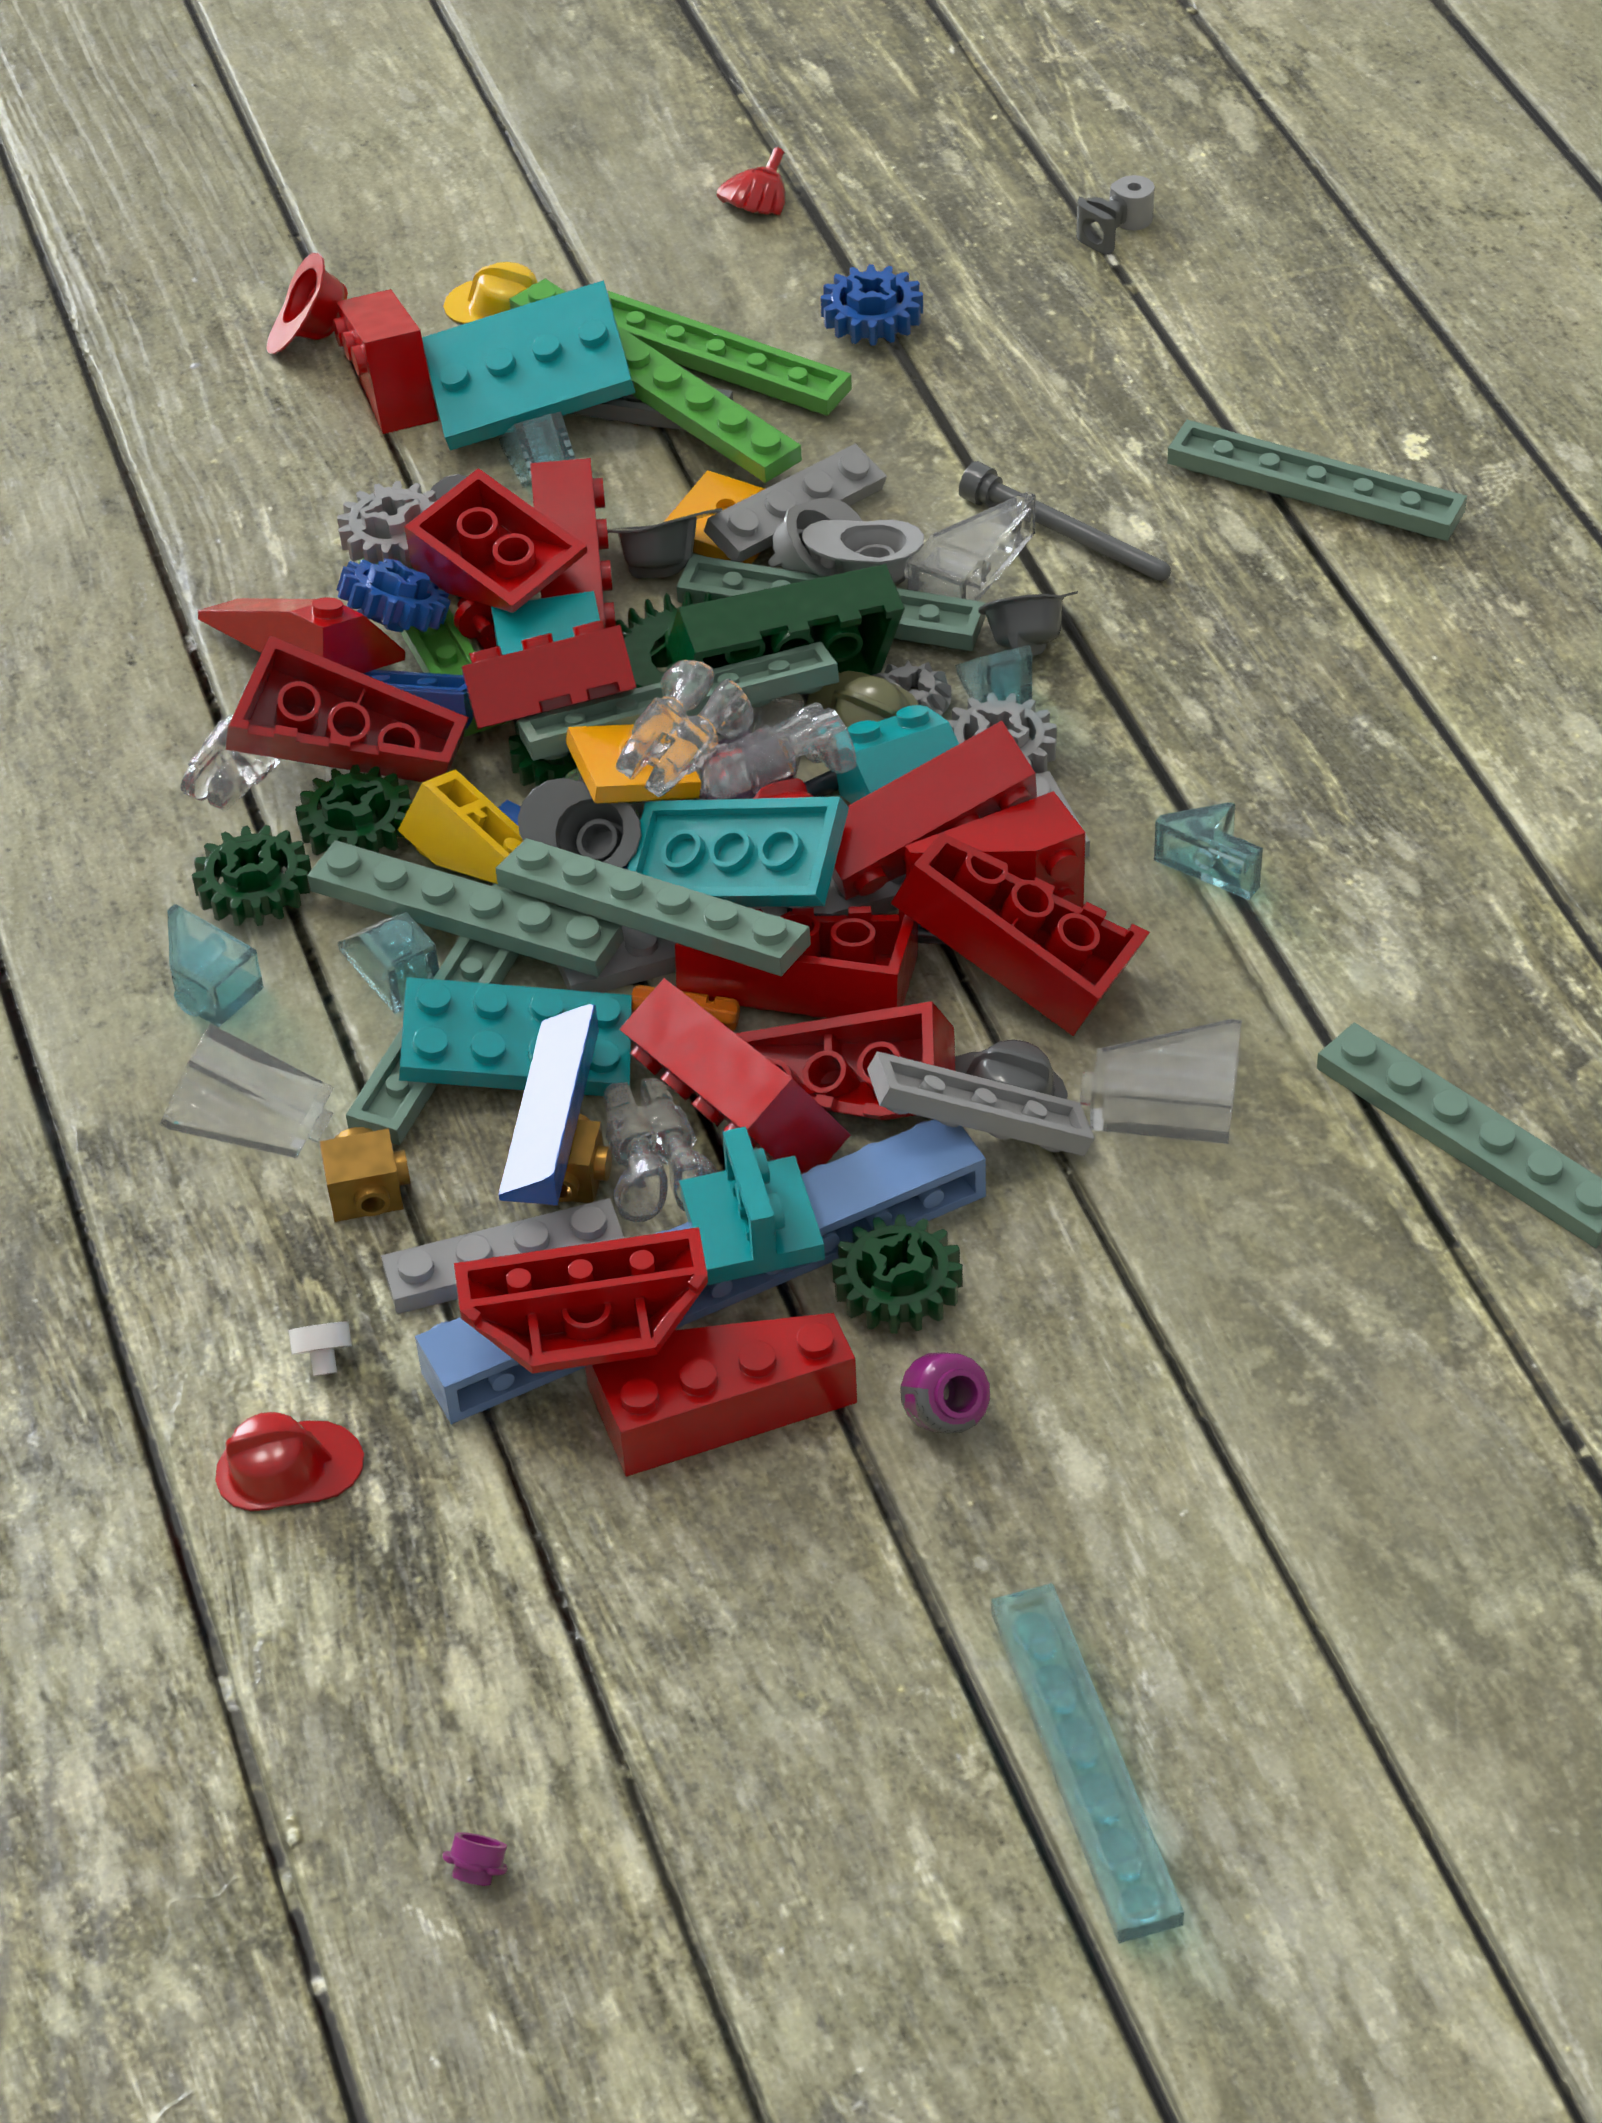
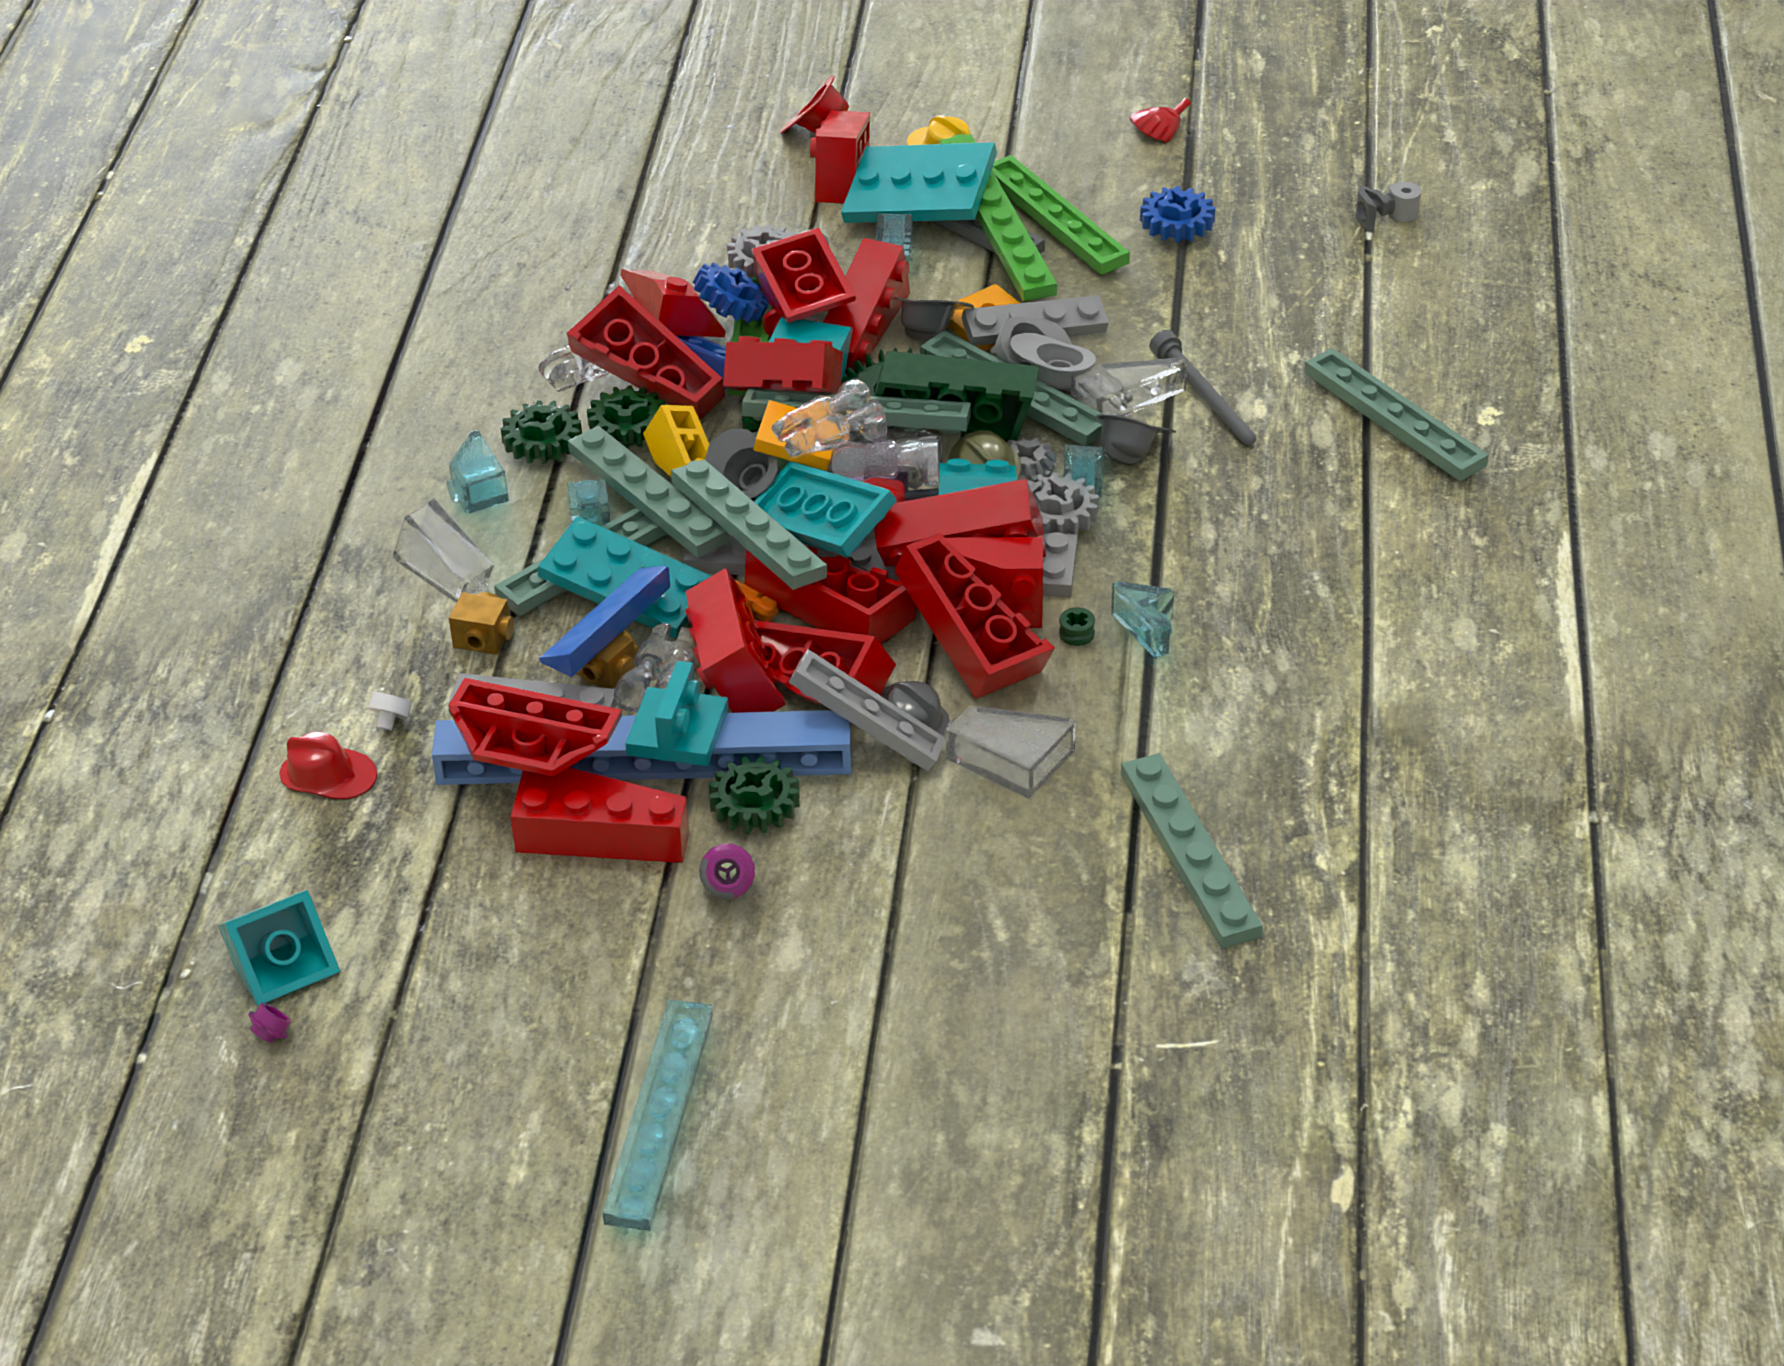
camera: 25 degrees right, 5 degrees down
(413, 1743) = (279, 947): none -> teal slope
(1142, 900) = (1077, 626): none -> dark green bush

